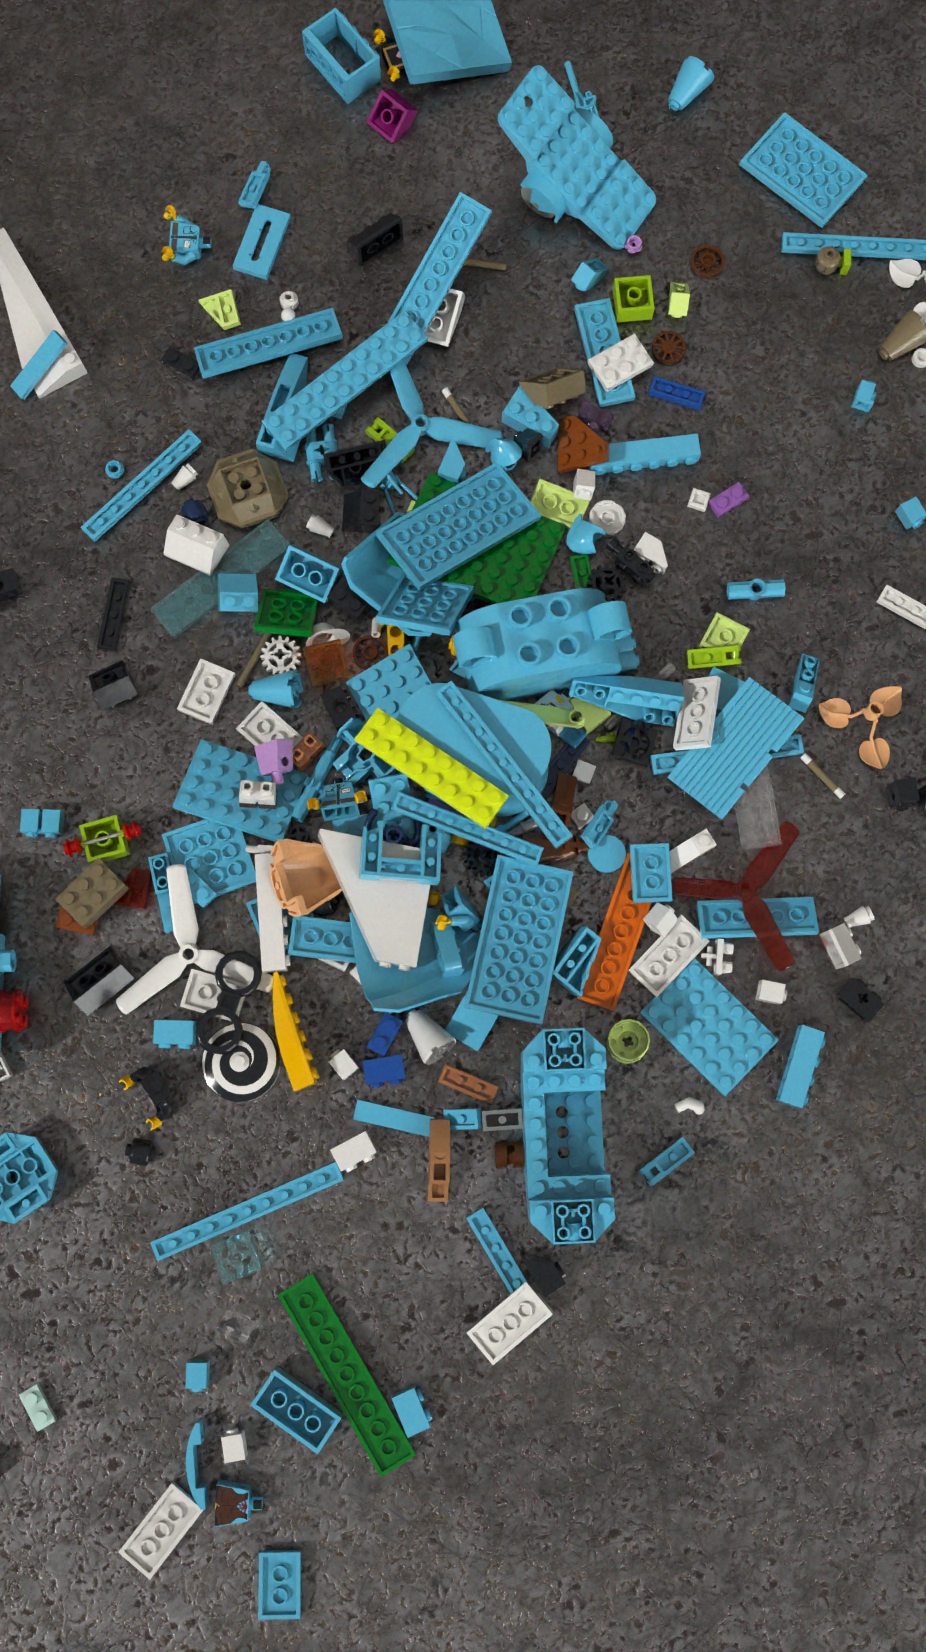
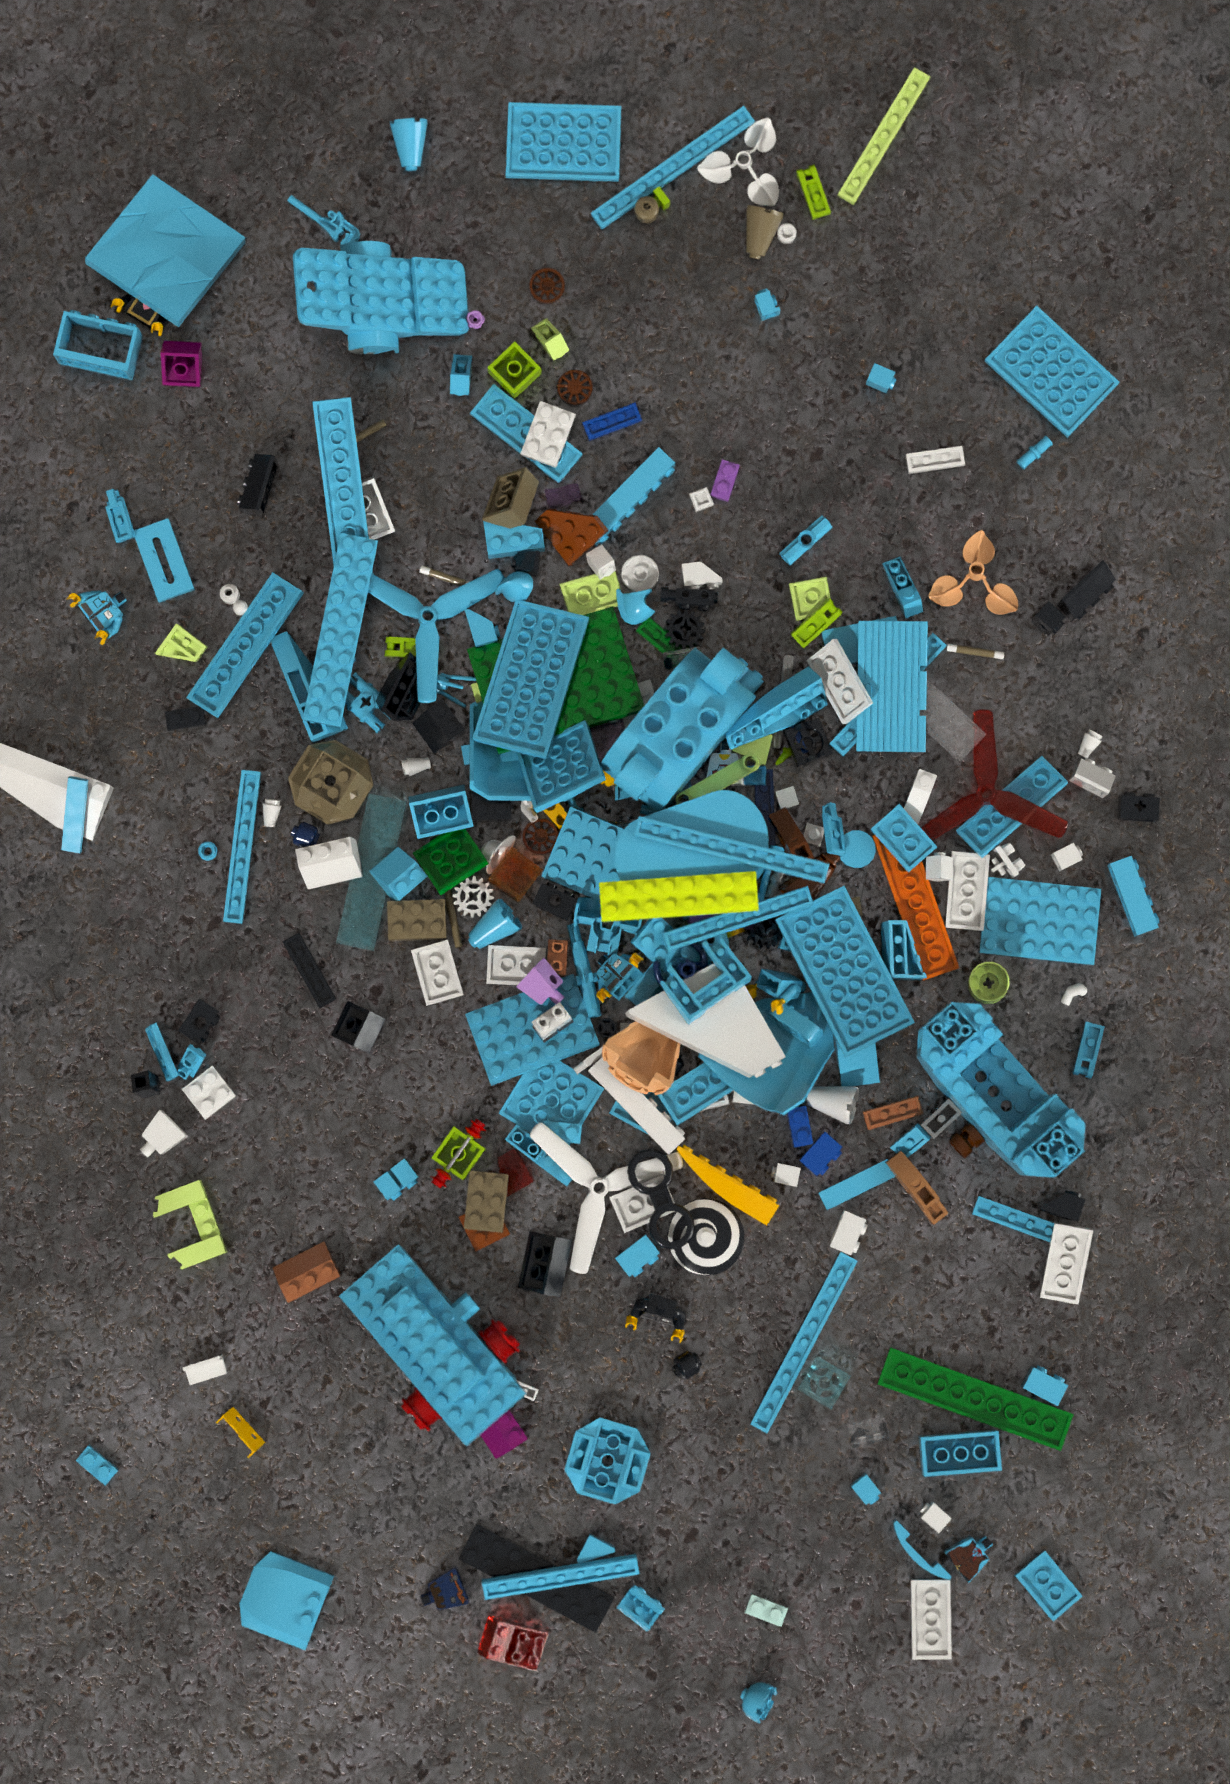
camera: 40 degrees left, 5 degrees up
(223, 639) = (417, 920): none -> dark tan brick

